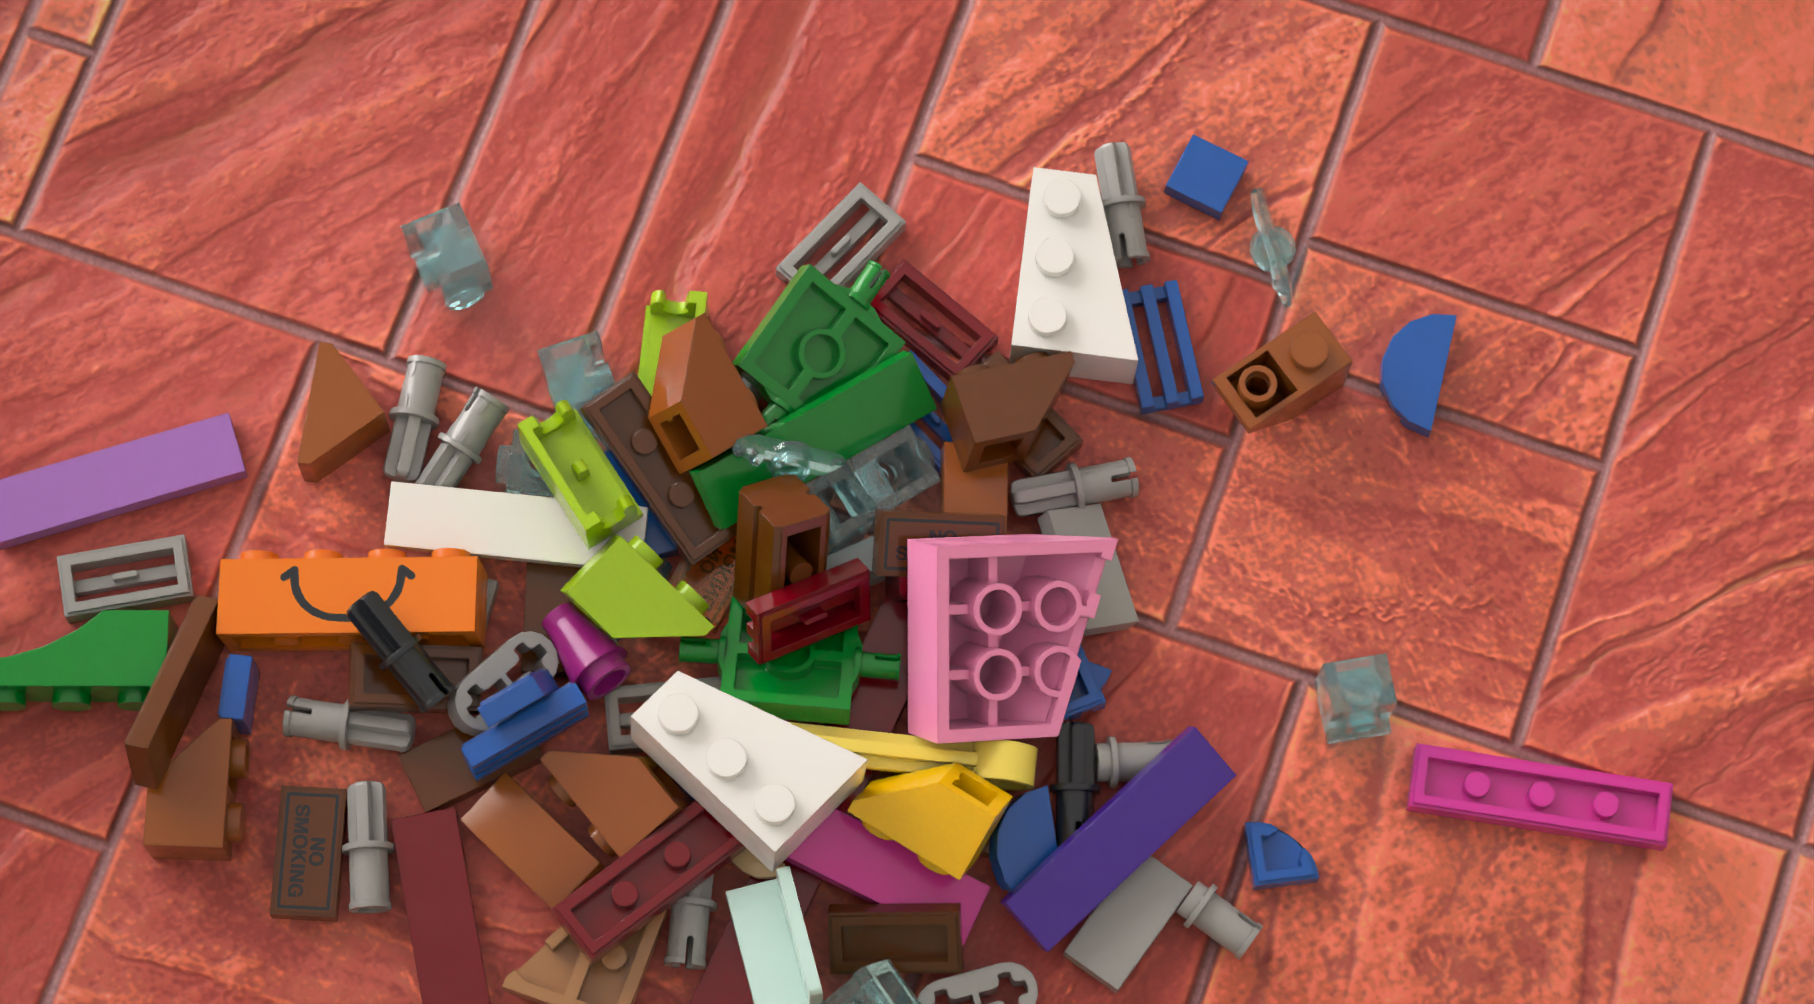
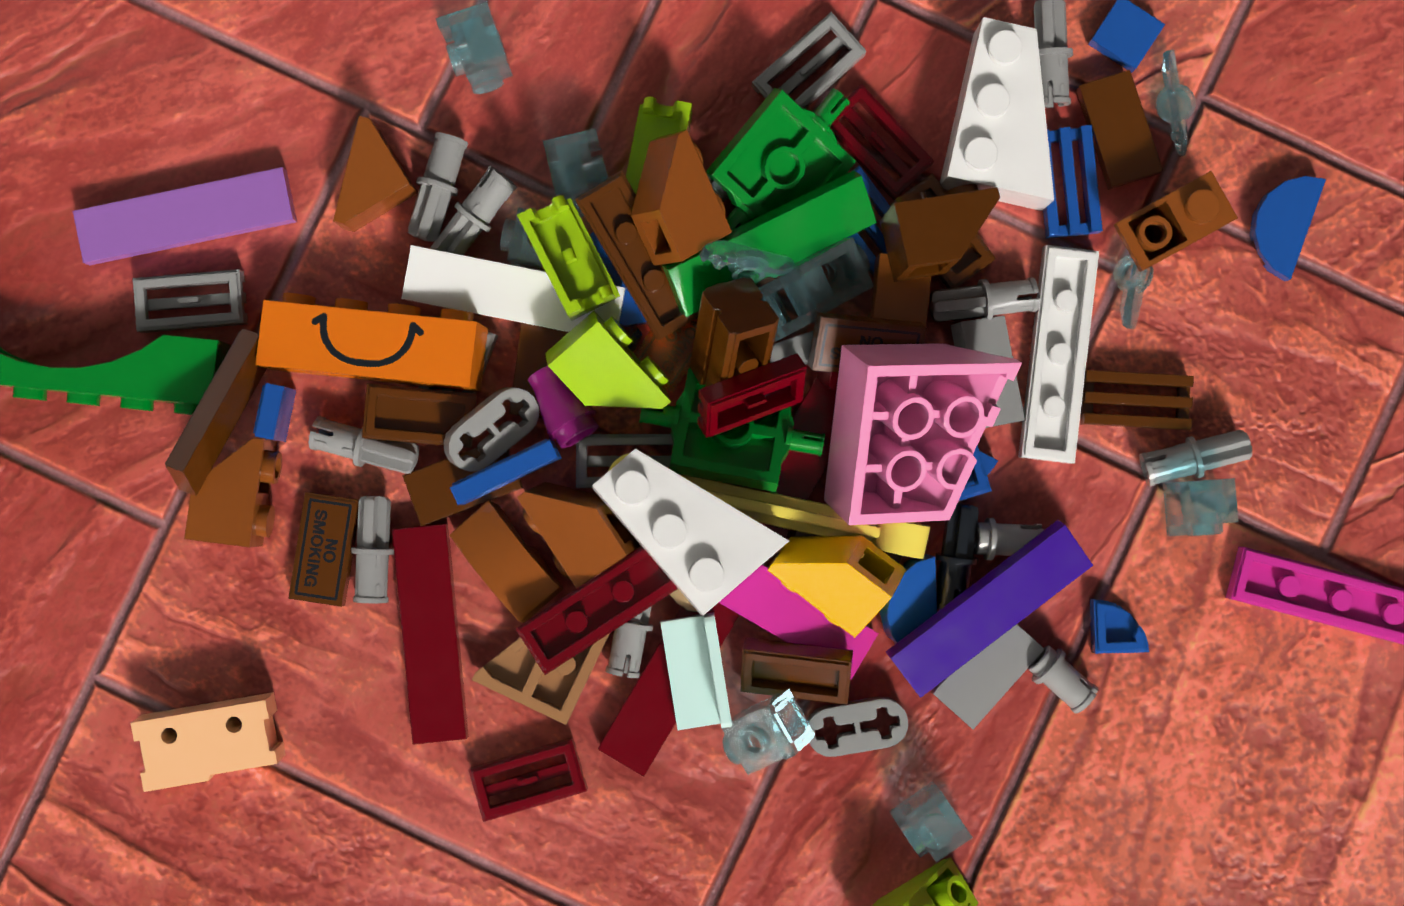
camera: 10 degrees right, 15 degrees up
(399, 651) = (404, 398): black axle -> none
(517, 696) = (513, 445): blue tile -> none
(1170, 545) = (1058, 354): none -> white tile
(1211, 283) = (1119, 129): none -> reddish brown tile
(1248, 454) = (1133, 286): none -> clear light blue piece
(1269, 563) = (1182, 402): none -> reddish brown tile
(1306, 656) = (1195, 457): none -> light grey axle

